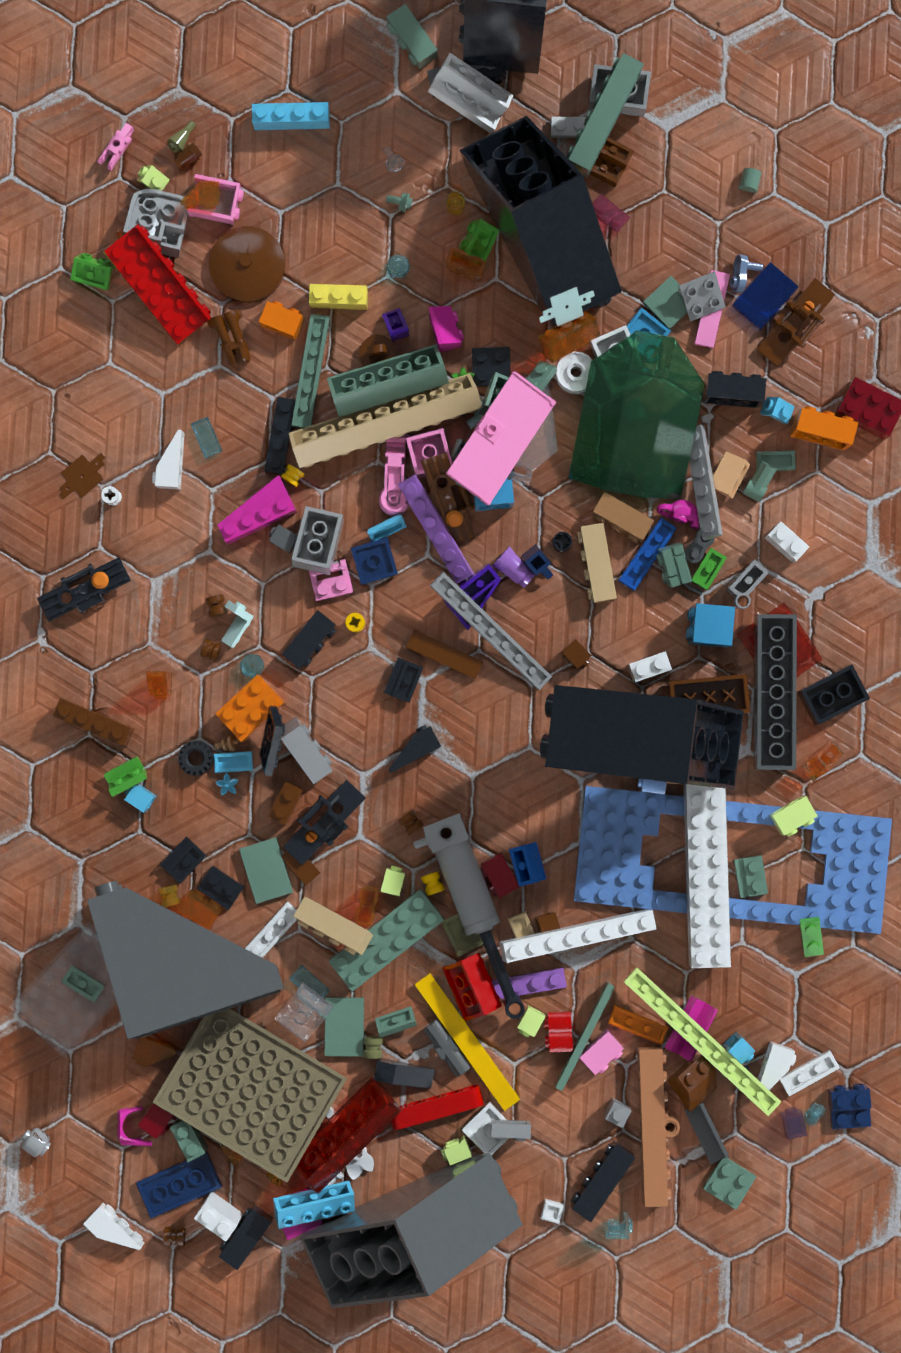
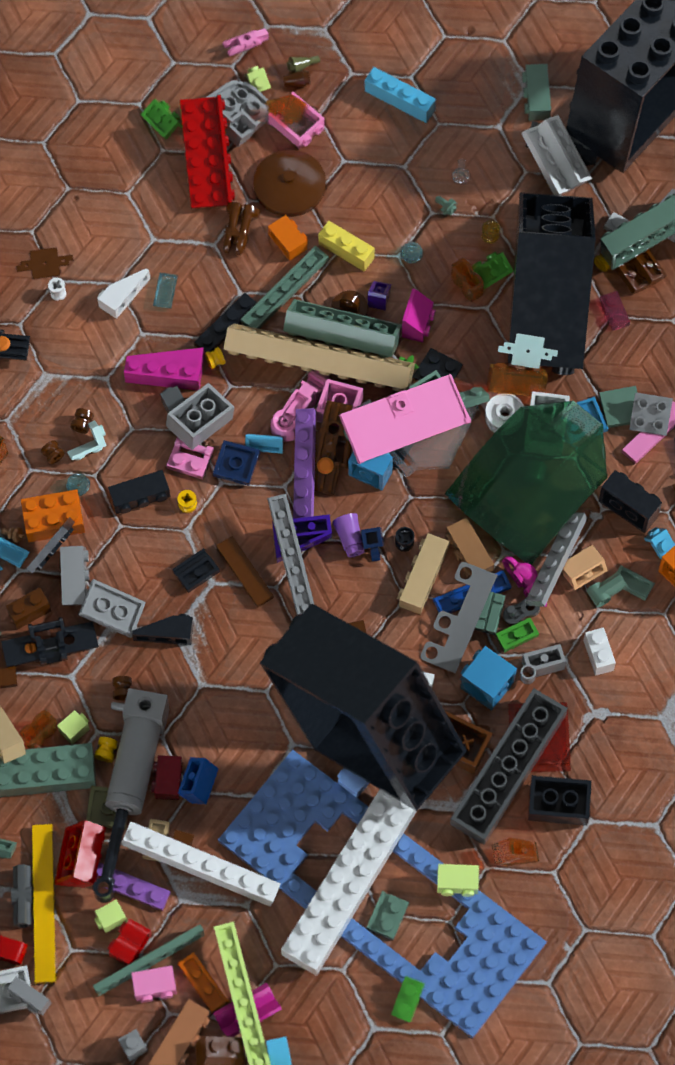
camera: 25 degrees right, 20 degrees down
(356, 759) = (111, 608): none -> light grey tile
(661, 588) = (463, 624): none -> light grey piece

